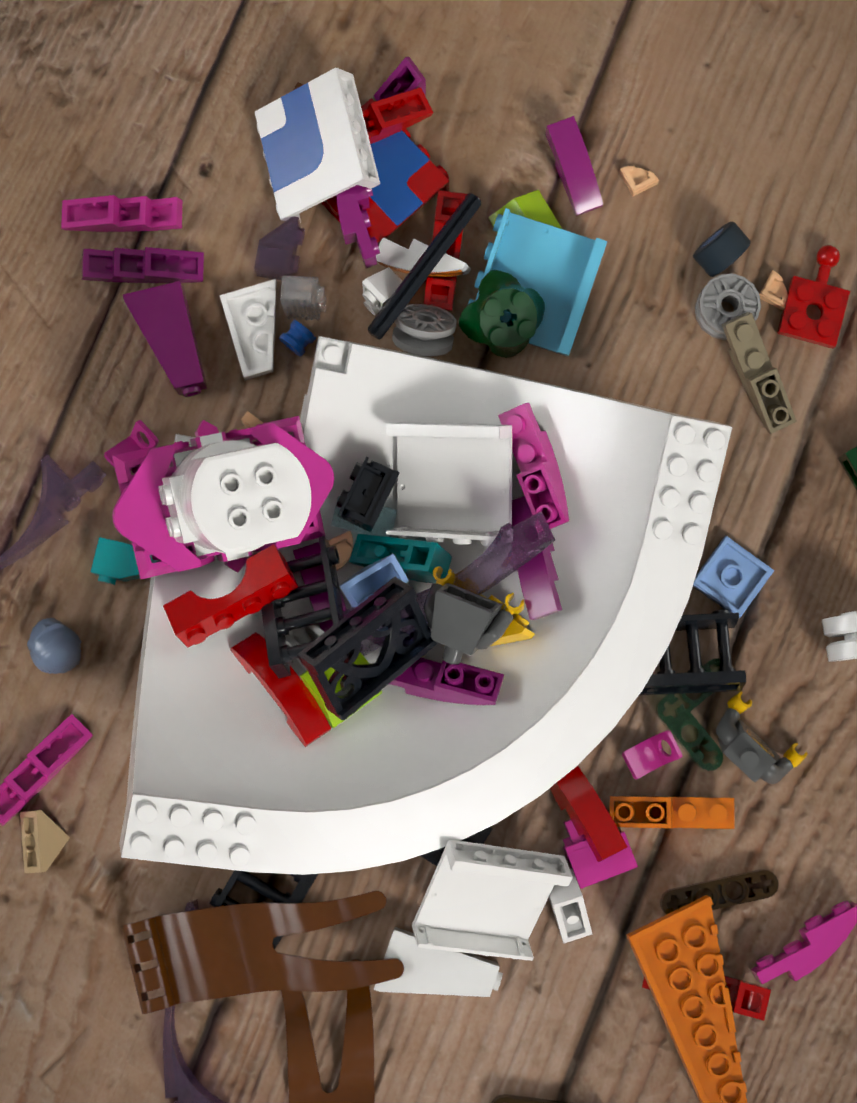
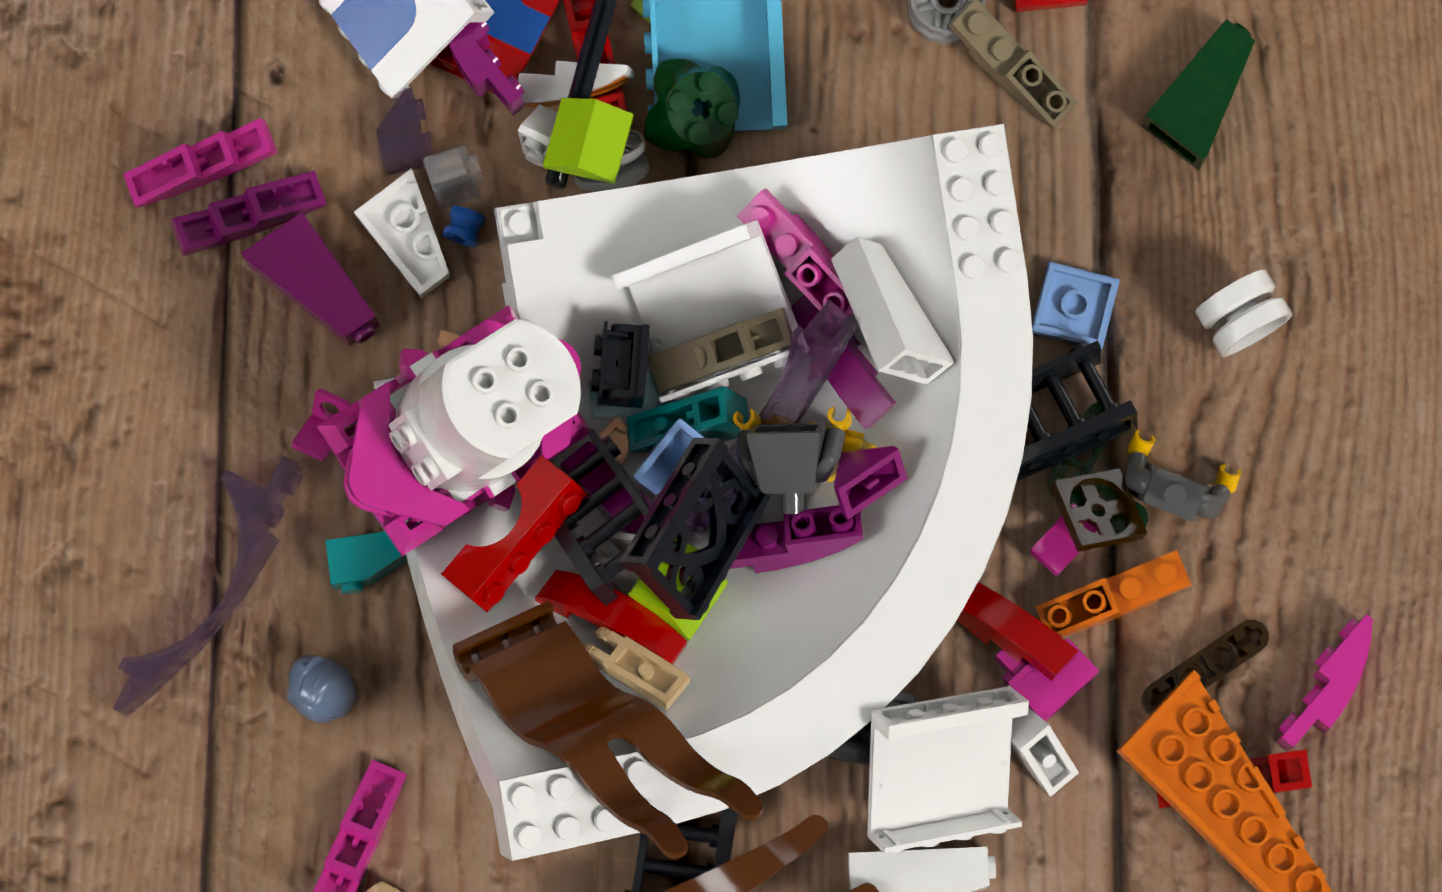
camera: 20 degrees left, 5 degrees down
(216, 753) = (565, 705): none -> reddish brown flag
(283, 738) = (638, 668): none -> tan hinge
(412, 310) = (588, 139): none -> lime slope
(446, 514) = (720, 350): none -> dark tan slope
(515, 659) = (866, 477): none -> magenta slope
(583, 540) = (889, 314): none -> white slope
(664, 742) = (1125, 505): none -> dark brown piece

